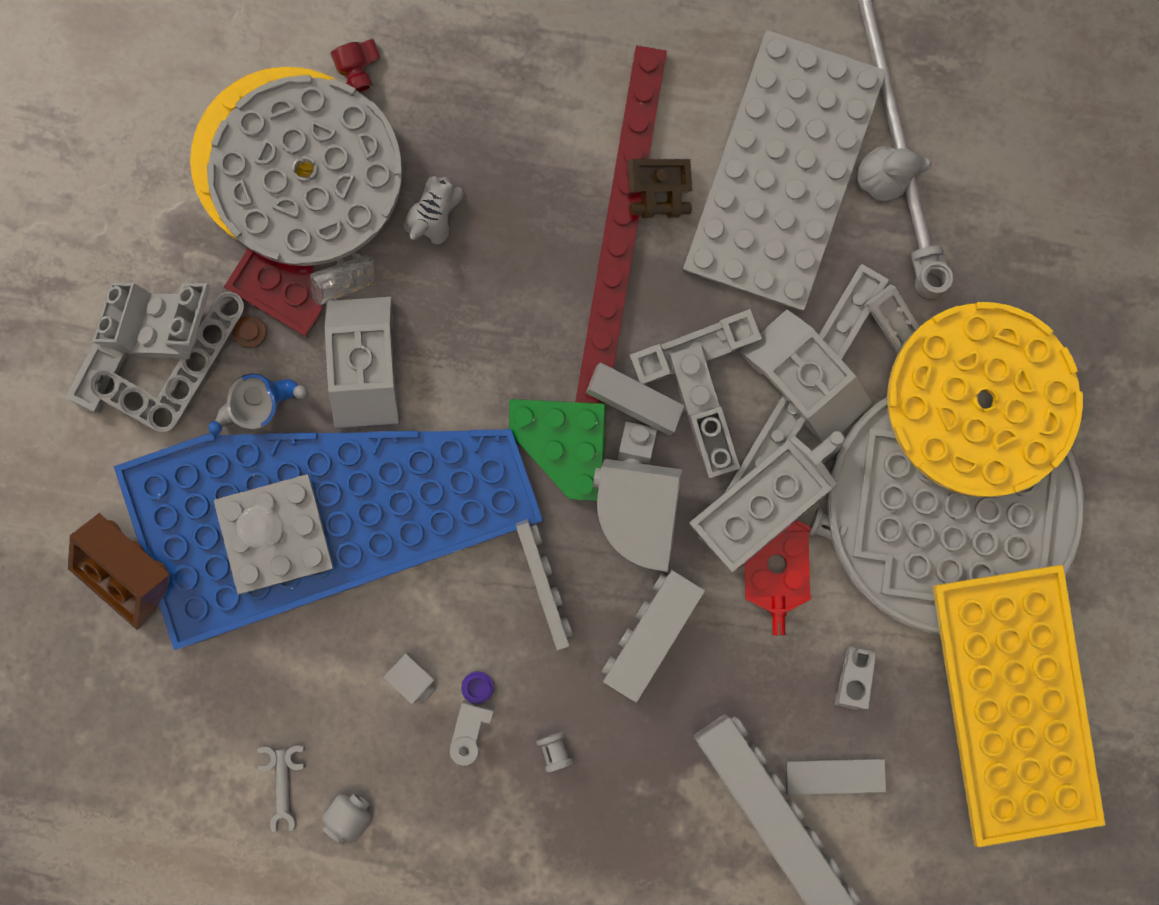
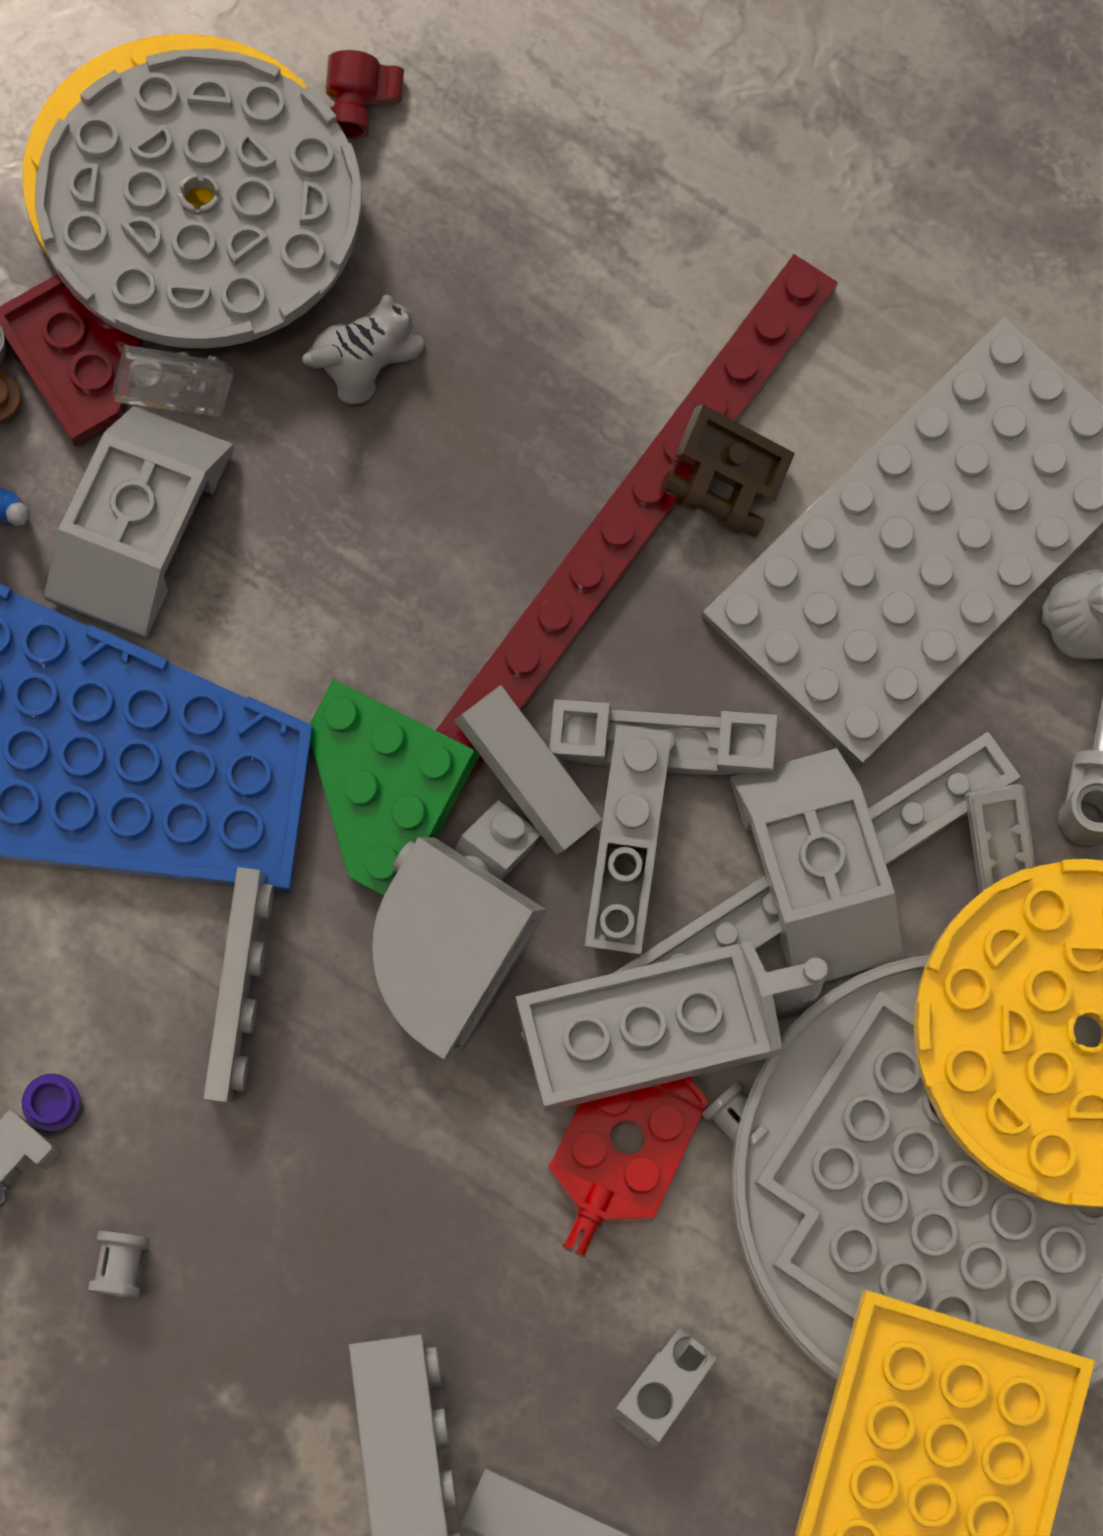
camera: 20 degrees right, 10 degrees down
(652, 636) = (369, 1154): light grey brick -> none

